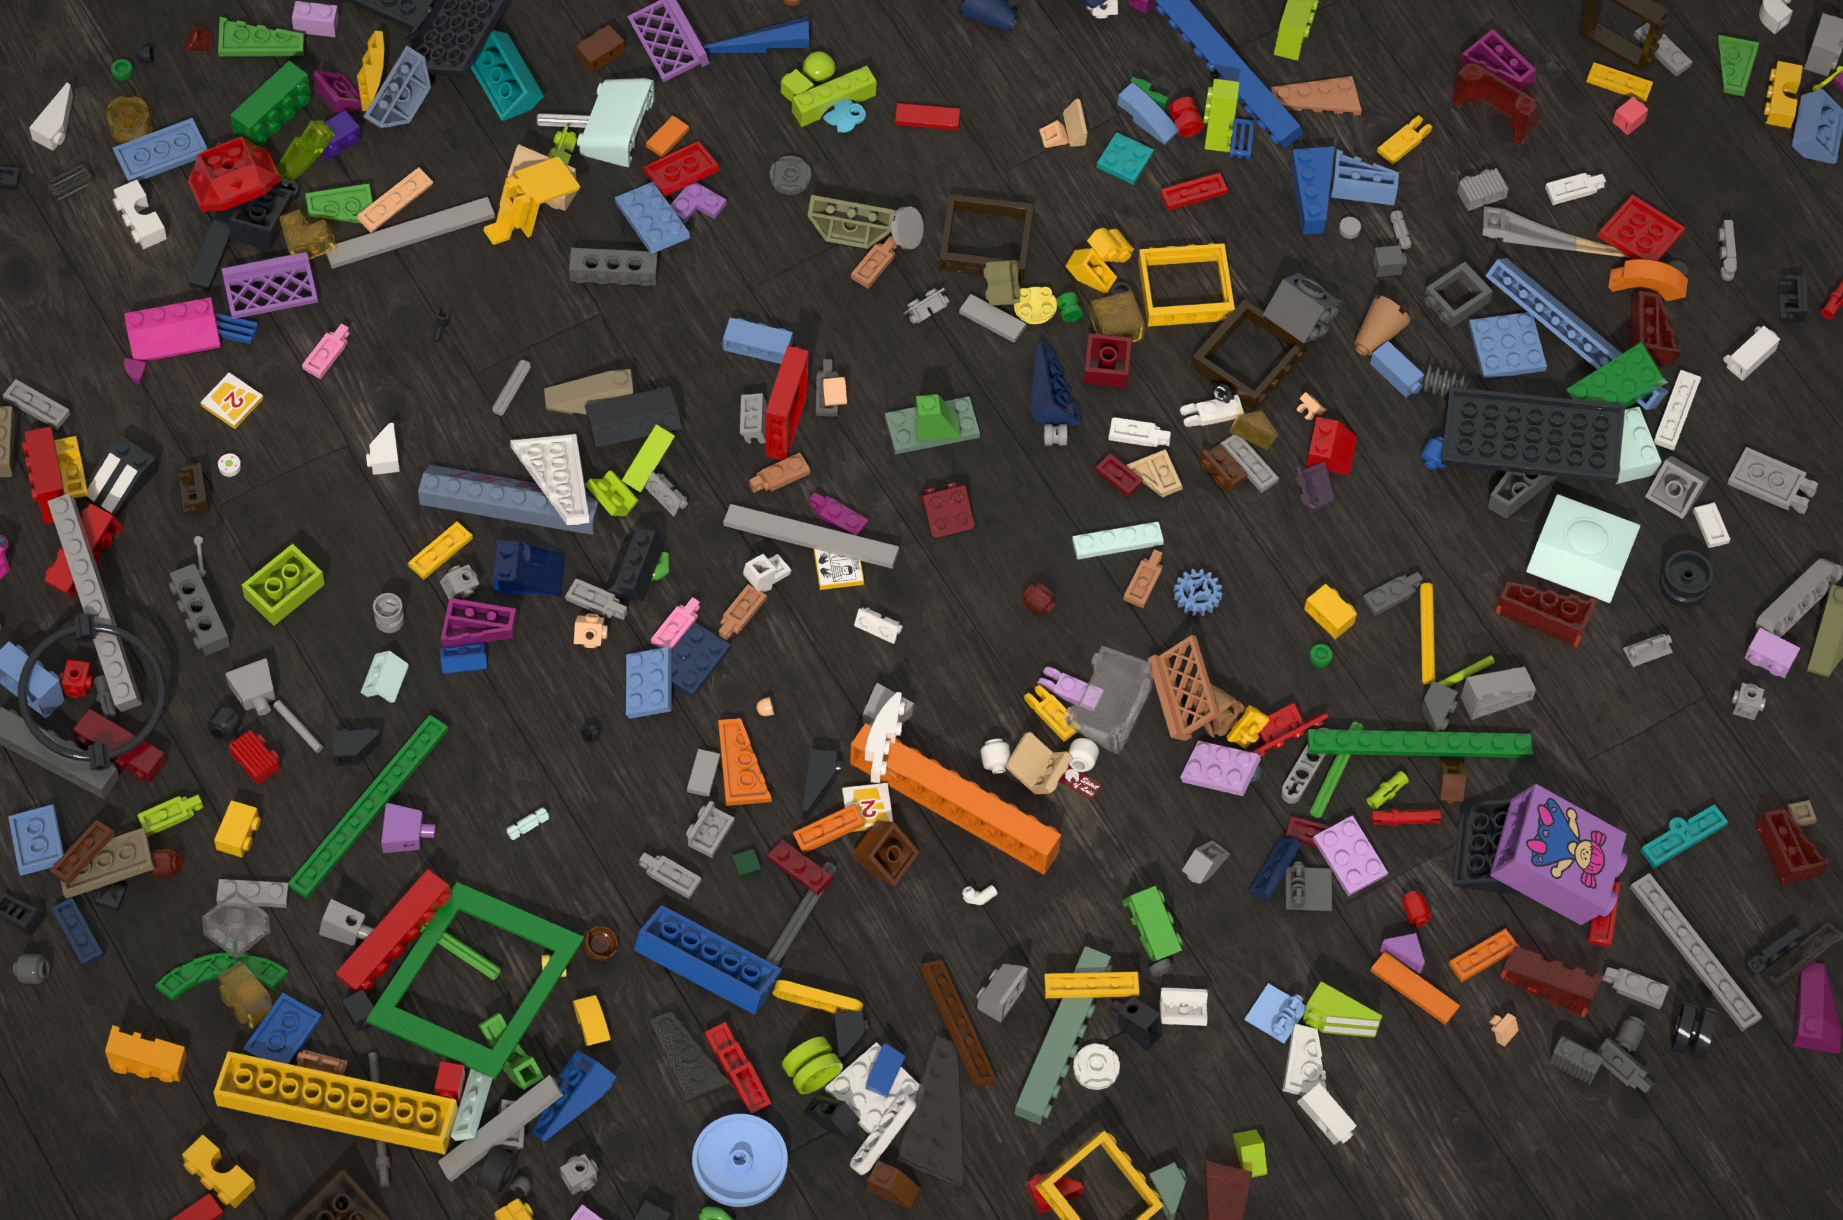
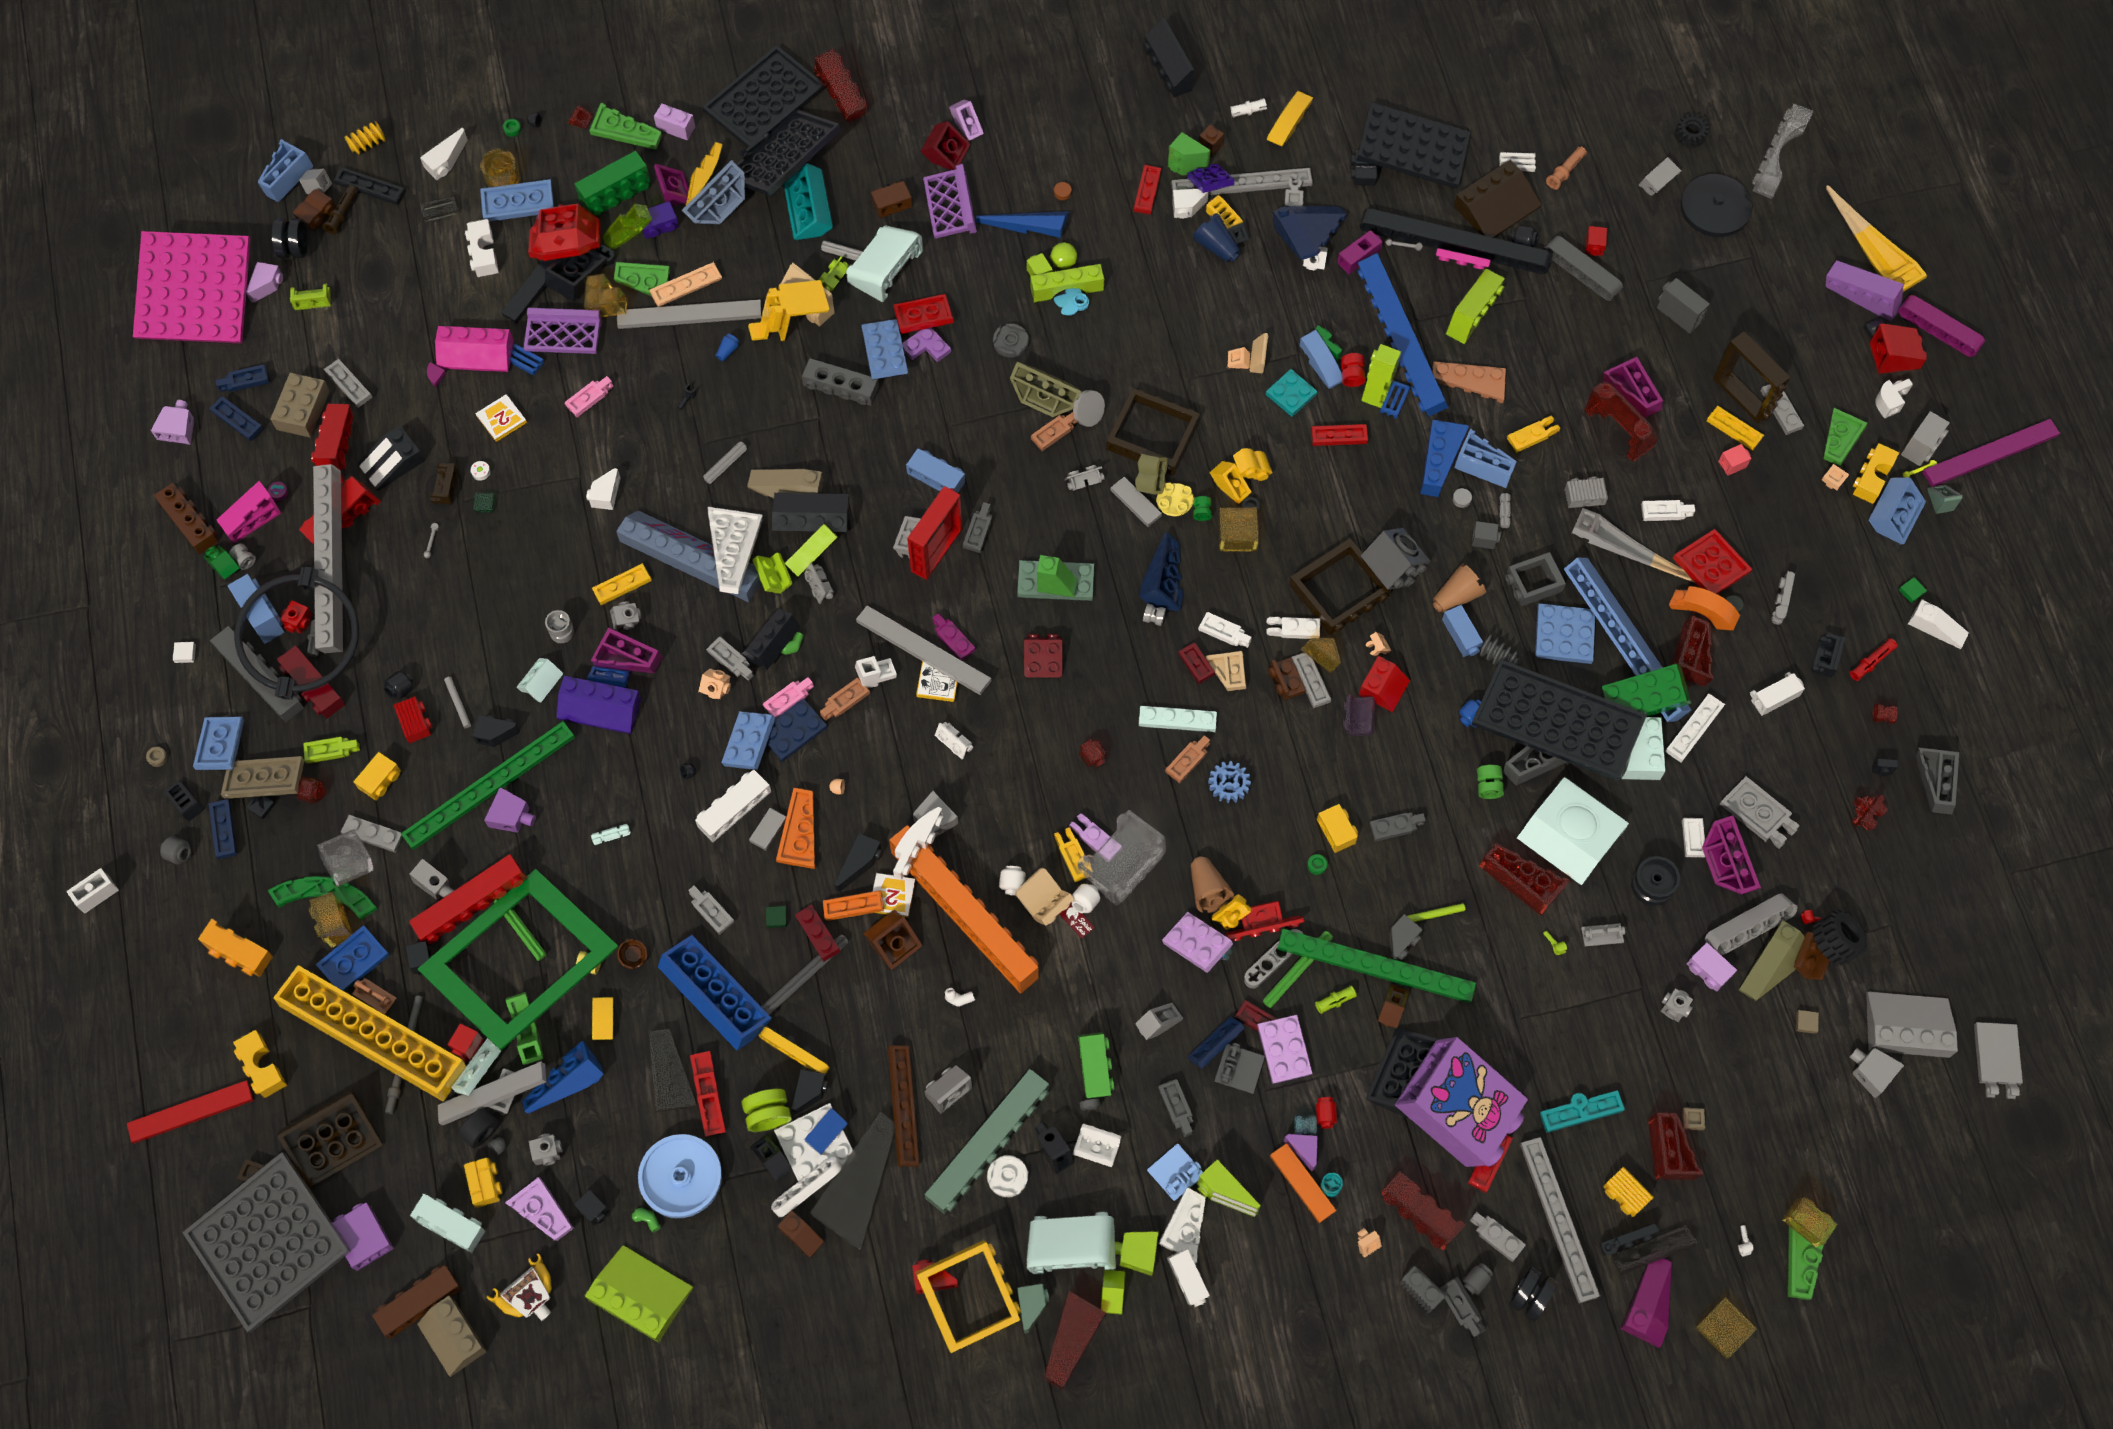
camera: 20 degrees right, 5 degrees up
(71, 467) = (356, 443): yellow slope -> none
(82, 852) = (245, 764): reddish brown plate -> none
(190, 580) = (418, 610): dark grey brick -> none
(246, 499) = (484, 502): none -> clear green tile
(252, 686) = (433, 659): light grey torso -> none
(283, 584) = (484, 581): lime brick -> none
(462, 687) = (598, 704): none -> dark purple slope
(468, 258) = (728, 345): none -> blue cone
(527, 569) = (683, 618): clear blue slope -> none
(656, 756) = (733, 805): none -> white brick
(667, 136) = (921, 284): orange tile -> none
(709, 829) = (754, 880): light grey bracket -> none
(780, 474) = (917, 590): nougat hinge -> none
(834, 391) = (982, 532): light nougat slope -> none
(927, 116) = (1139, 318): red tile -> none
(1091, 985) = (1023, 1105): yellow tile -> none
(1107, 360) = (1218, 562): dark red brick -> none
(1171, 695) = (1177, 864): nougat fence -> none
(1188, 313) = (1304, 539): yellow window -> none
(1191, 1112) = (1071, 1243): none -> light aqua windscreen
(1221, 392) = (1305, 614): black axle -> none
(1255, 945) = (1177, 1106): none -> dark grey hinge
(1263, 1104) = (1138, 1251): none -> lime torso
(1398, 927) = (1305, 1125): none -> clear light blue wheel
(1405, 817) = (1335, 1025): red pin -> none
(1427, 633) = (1414, 870): yellow axle -> none
(1449, 977) = (1333, 1181): none -> teal wheel
(1478, 520) = (1490, 781): none -> bright green wheel
(1483, 955) = (1372, 1170): orange tile -> none
(1496, 691) = (1458, 937): light grey wedge -> none
(1605, 676) = (1558, 948): none -> lime hand
(1677, 487) = (1673, 796): light grey slope -> none
(1742, 109) = (1835, 477): none -> light nougat tile
(1756, 534) = (1729, 857): none -> magenta wedge
(1757, 904) = (1627, 1192): none -> yellow brick

